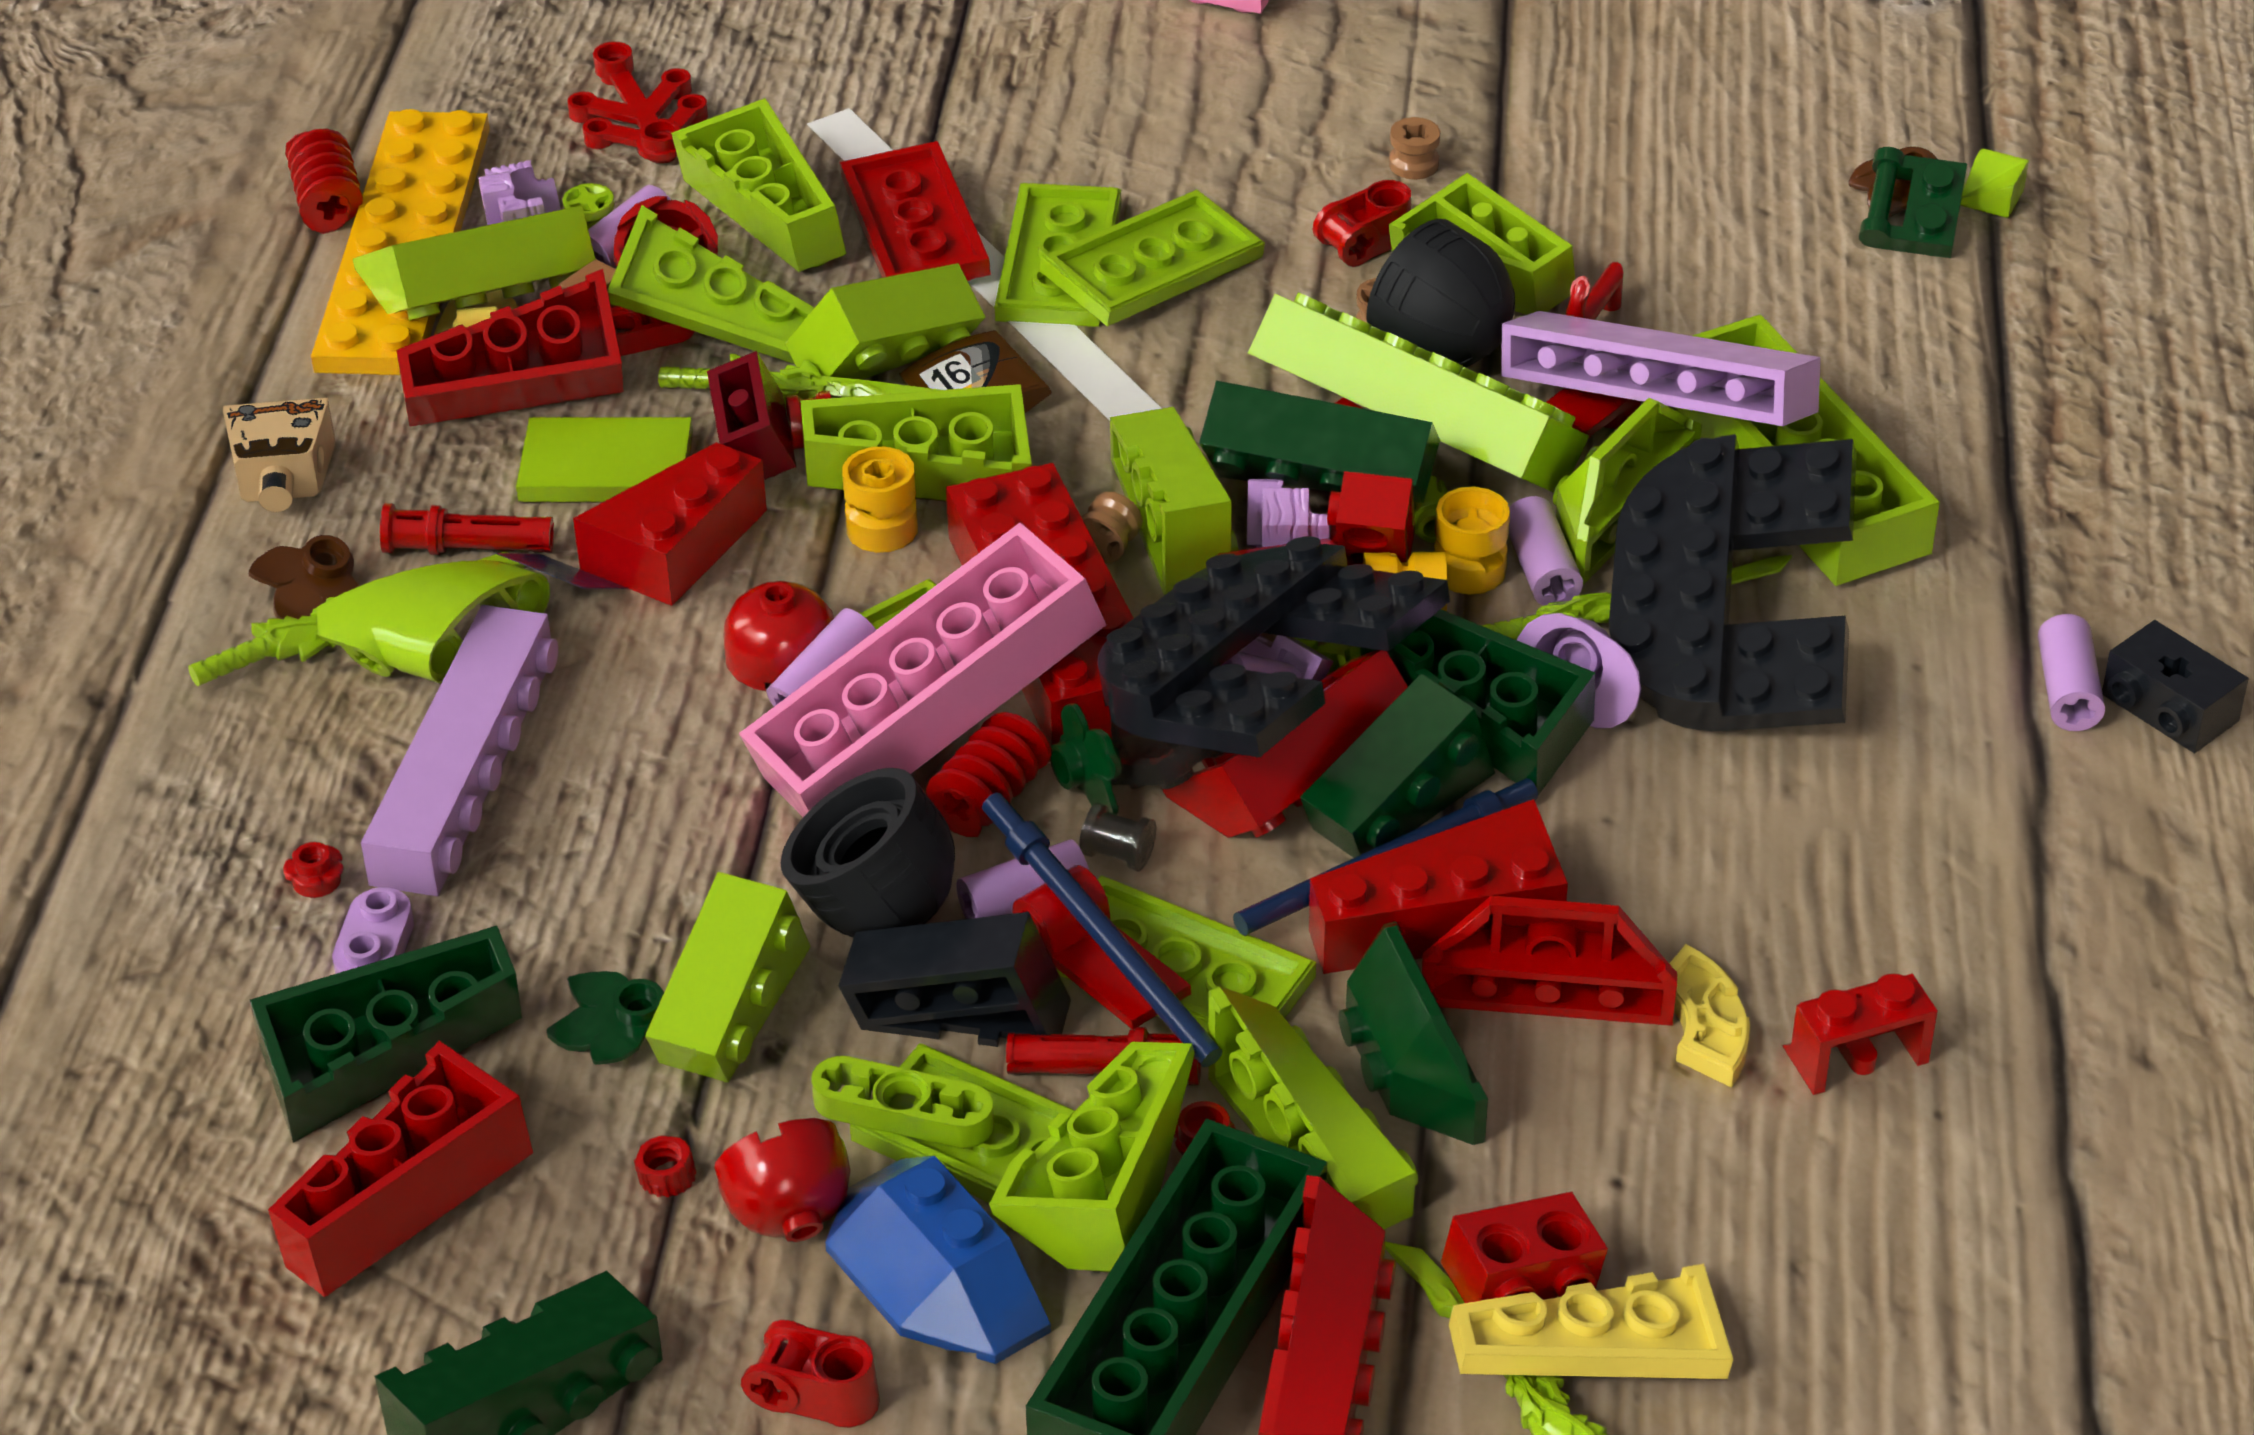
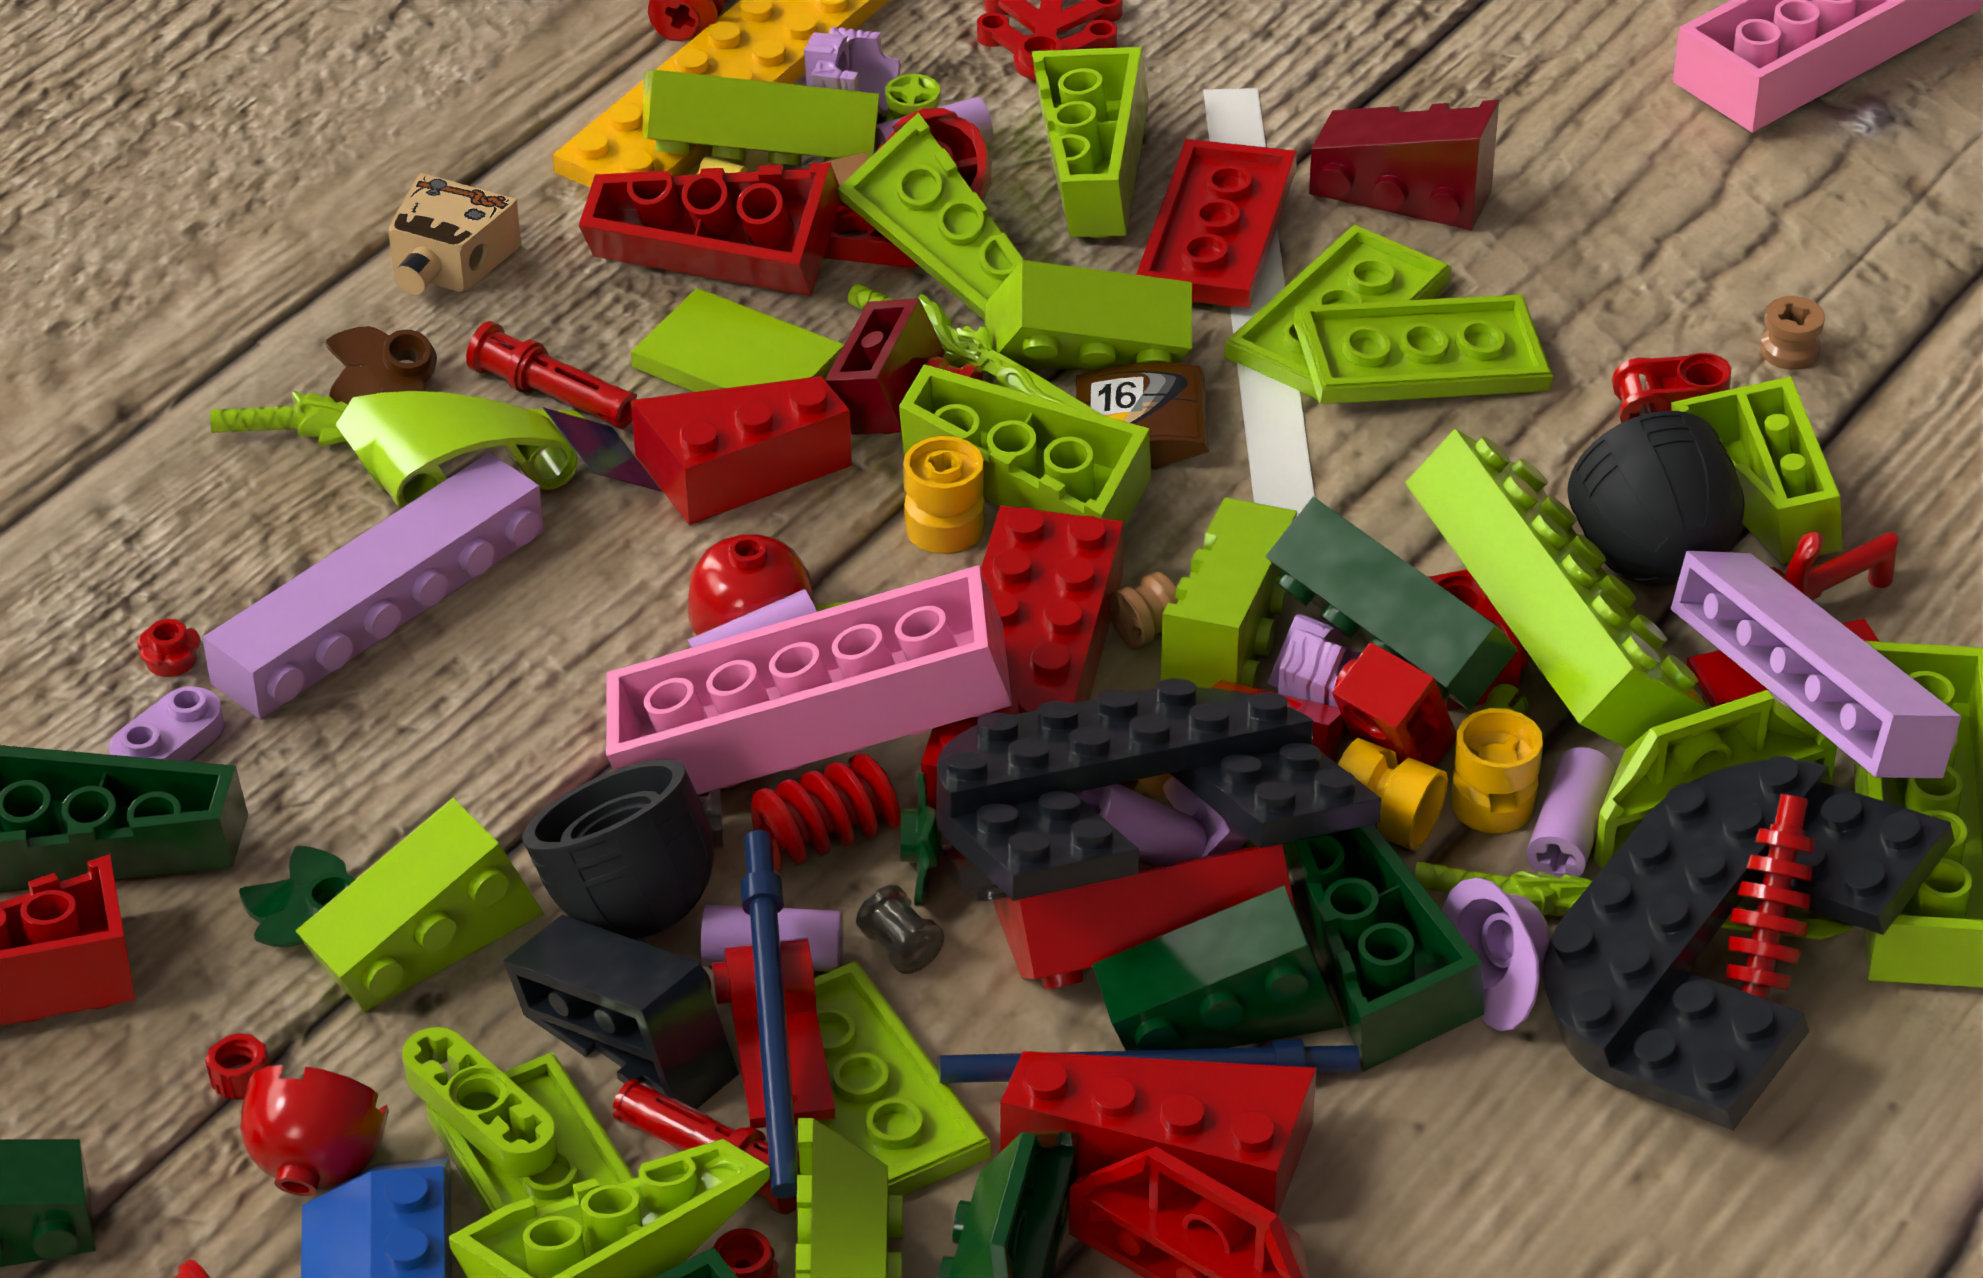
camera: 30 degrees right, 0 degrees up
(1033, 119) = (1409, 162): none -> dark red wedge
(1764, 542) = (1774, 896): none -> red piece

